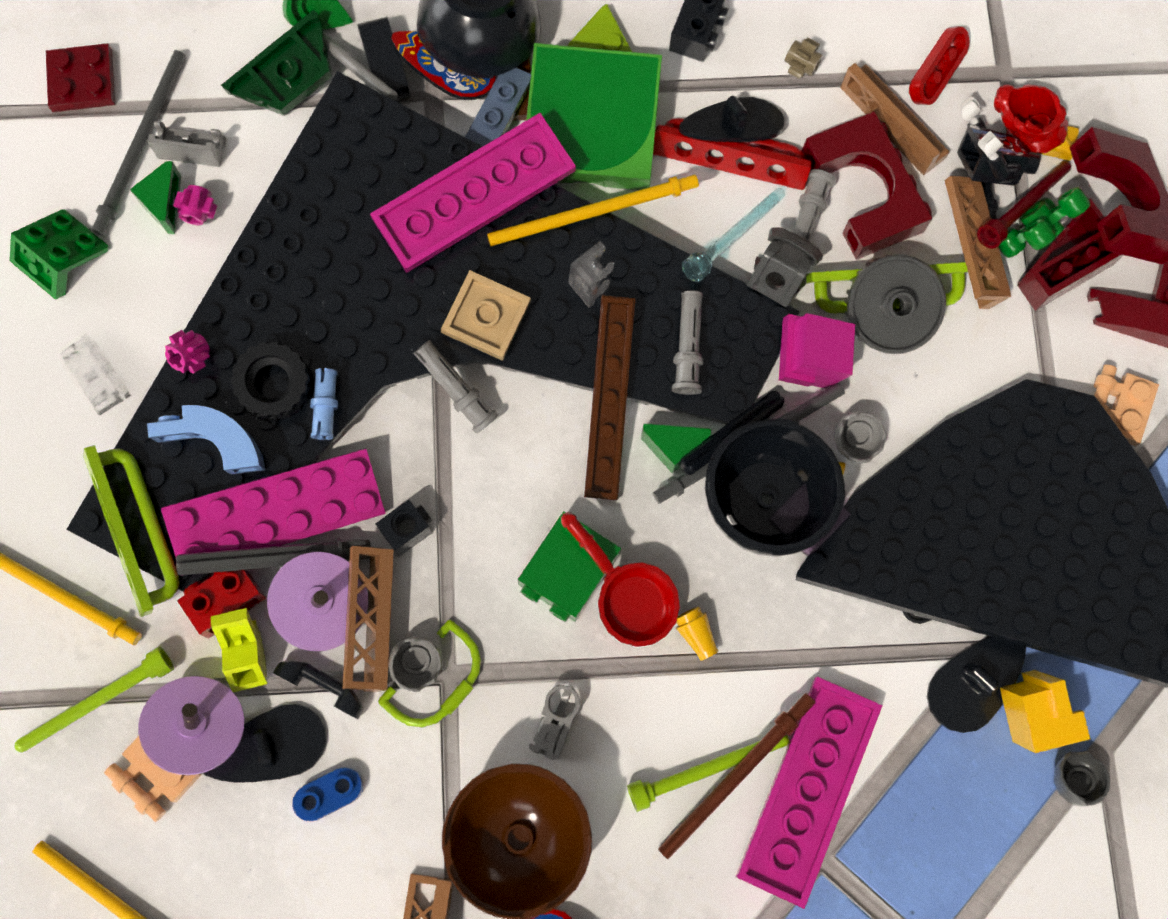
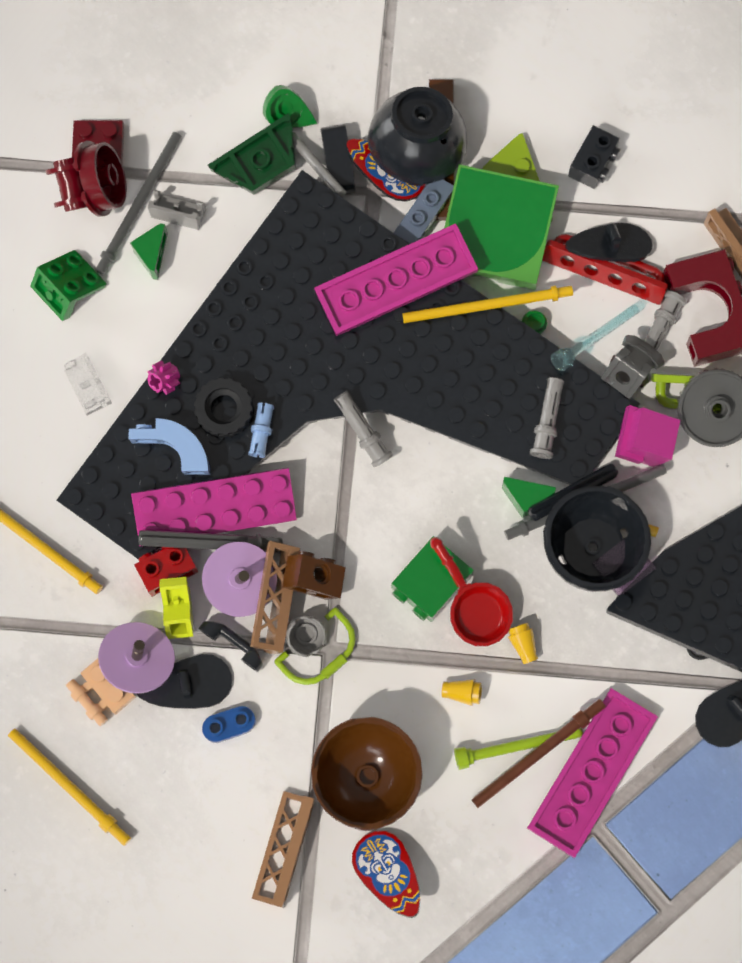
camera: 15 degrees right, 0 degrees up
(70, 115) = (91, 179): none -> dark red piece
(143, 599) = (109, 559): lime piece -> none
(155, 664) = (110, 611): lime piece -> none
(195, 205) = (177, 260): dark pink gear -> none
(398, 589) = (300, 576): none -> reddish brown brick
(403, 542) = (309, 543): black brick -> none
(486, 315) = (393, 377): tan plate -> none
(554, 728) = (405, 699): light grey piece -> none
(587, 274) = (475, 356): clear hinge -> none
(609, 397) = (480, 453): reddish brown tile -> none
(628, 707) = (463, 691): none -> yellow cone
(655, 225) = (535, 320): none -> green plate
(803, 58) = (675, 197): dark tan gear -> none
(860, 436) = (673, 508): light grey hair -> none

